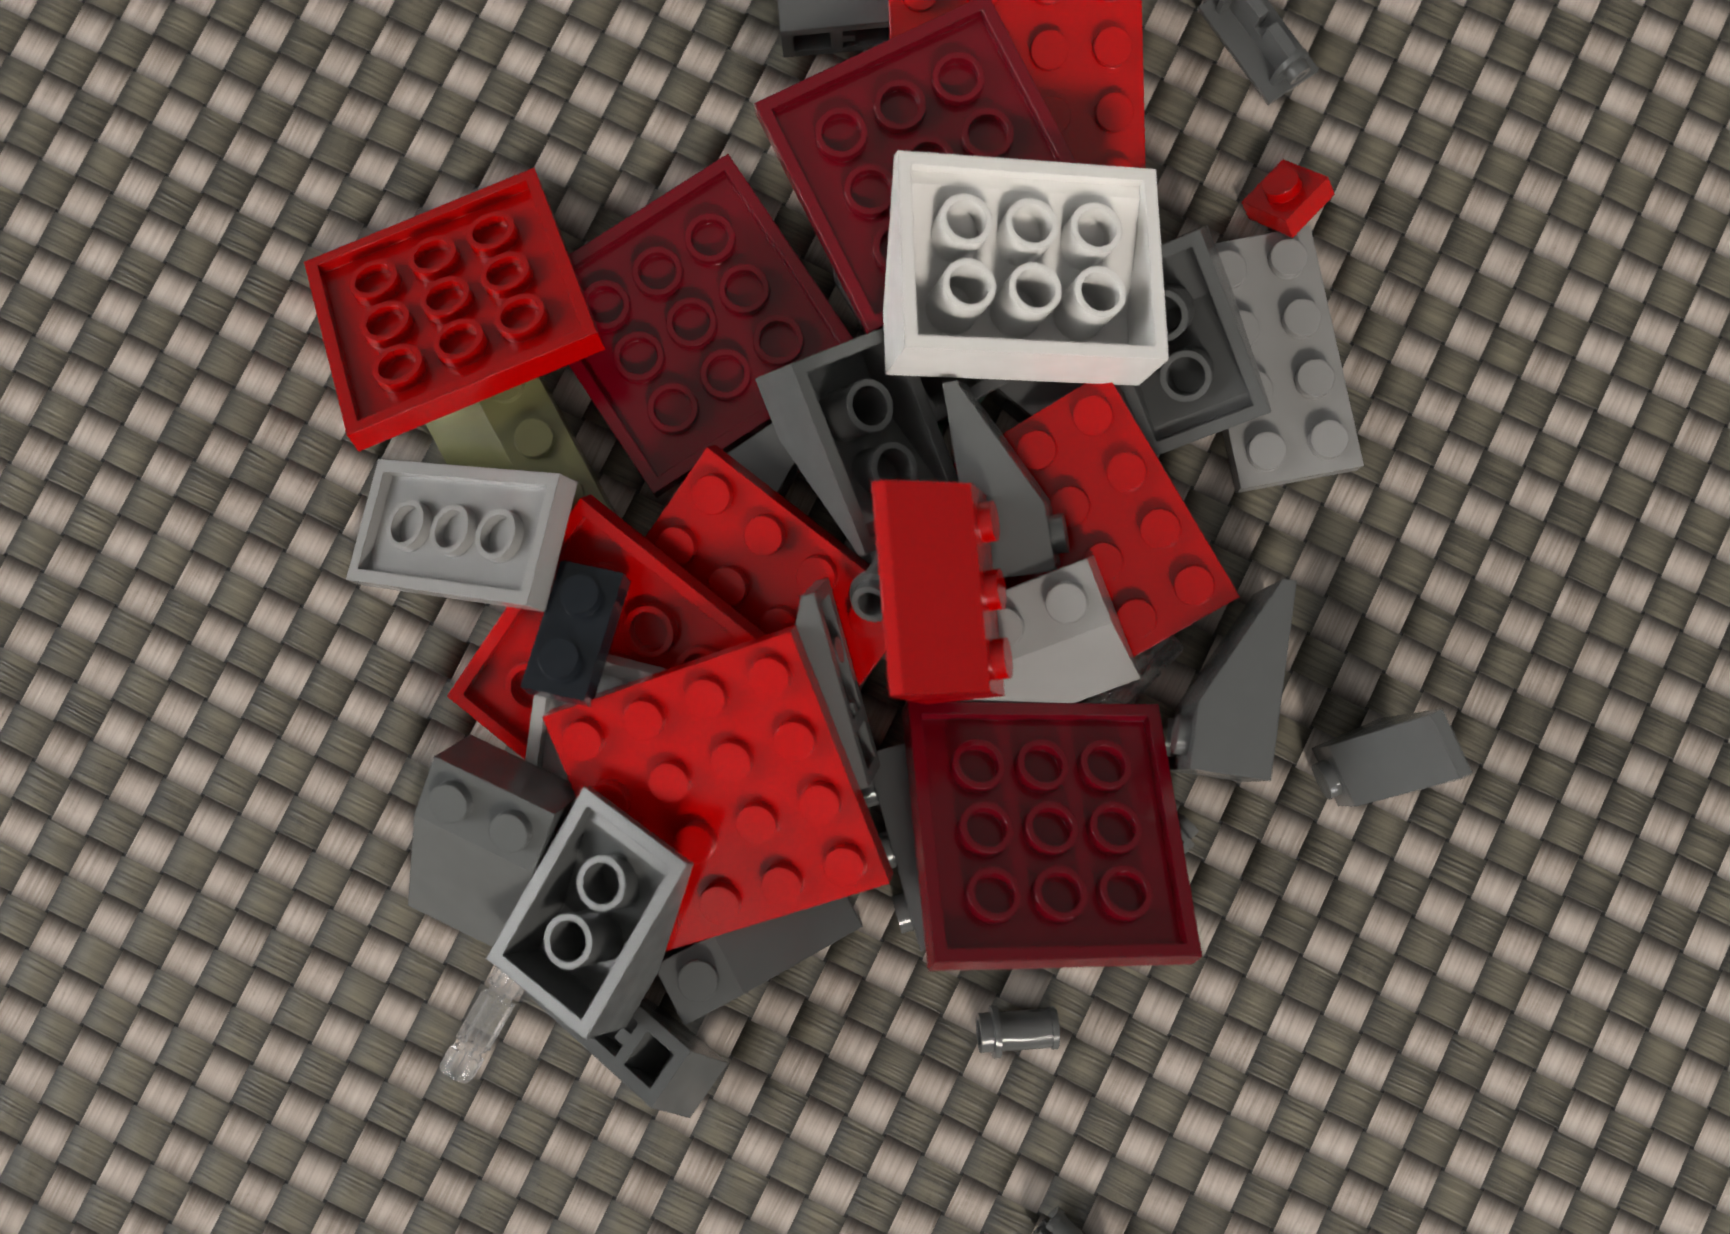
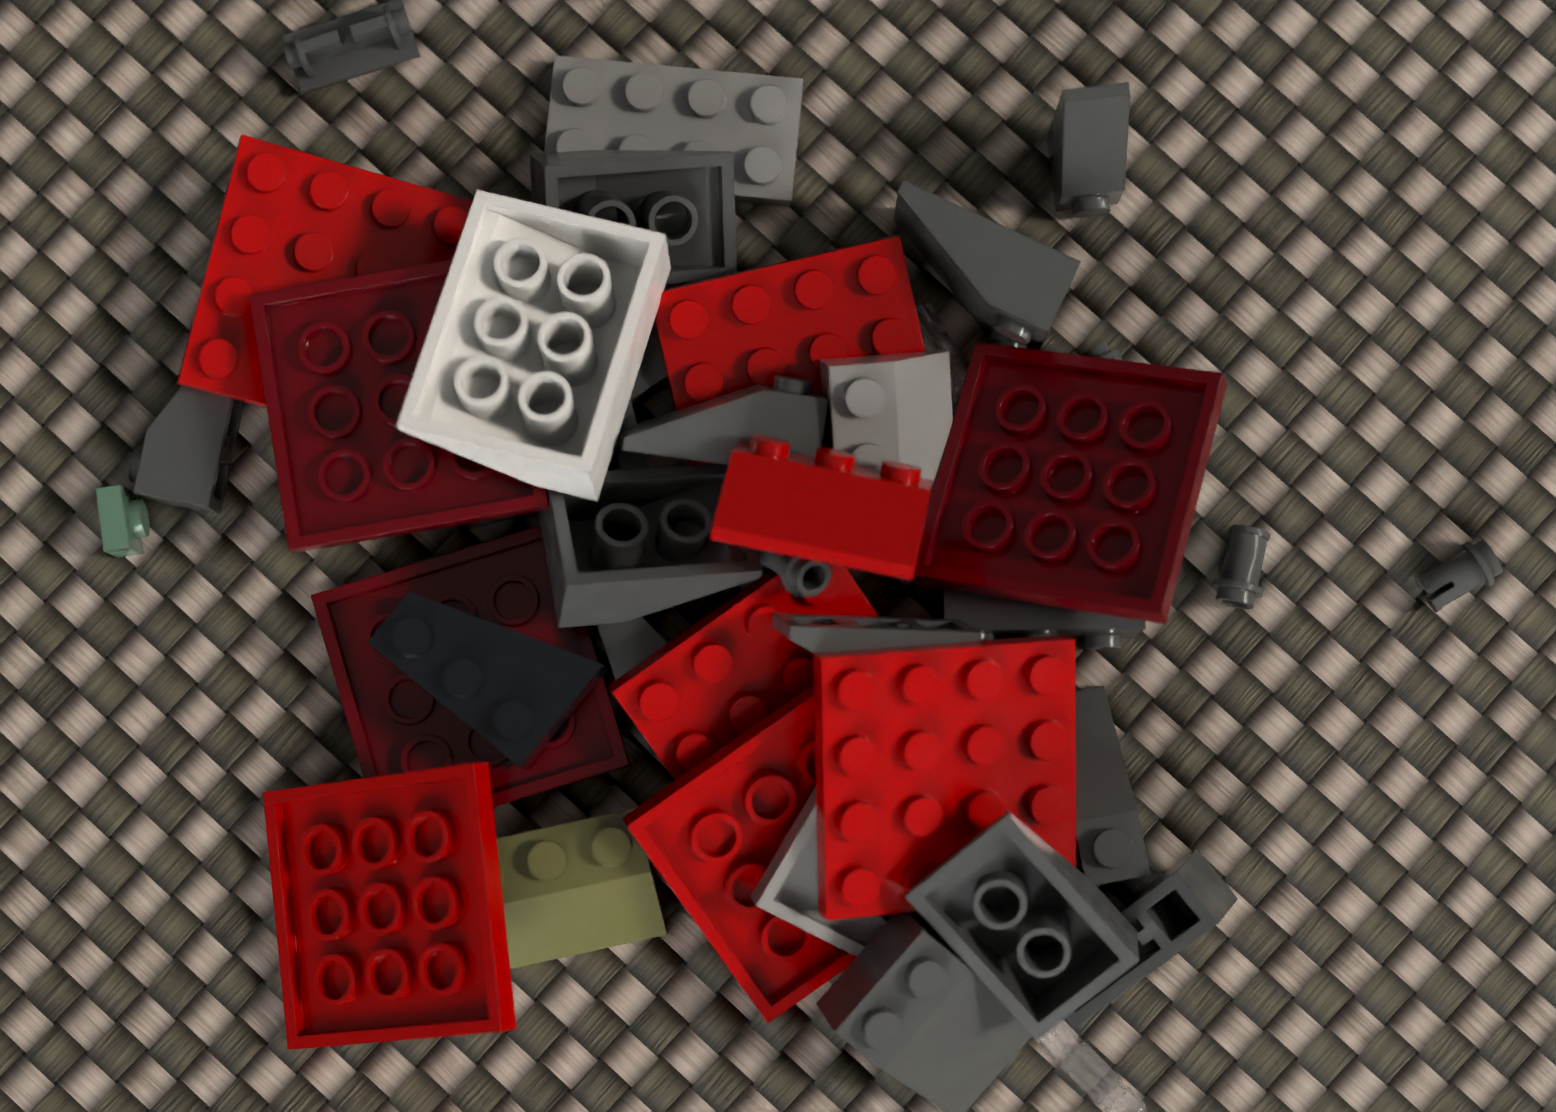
camera: 70 degrees left, 0 degrees up
(463, 532) = (618, 957): light grey plate -> none
(575, 633) = (756, 865): black plate -> none
(693, 329) = (486, 674): none -> black wedge
(1288, 198) = (521, 68): red plate -> none

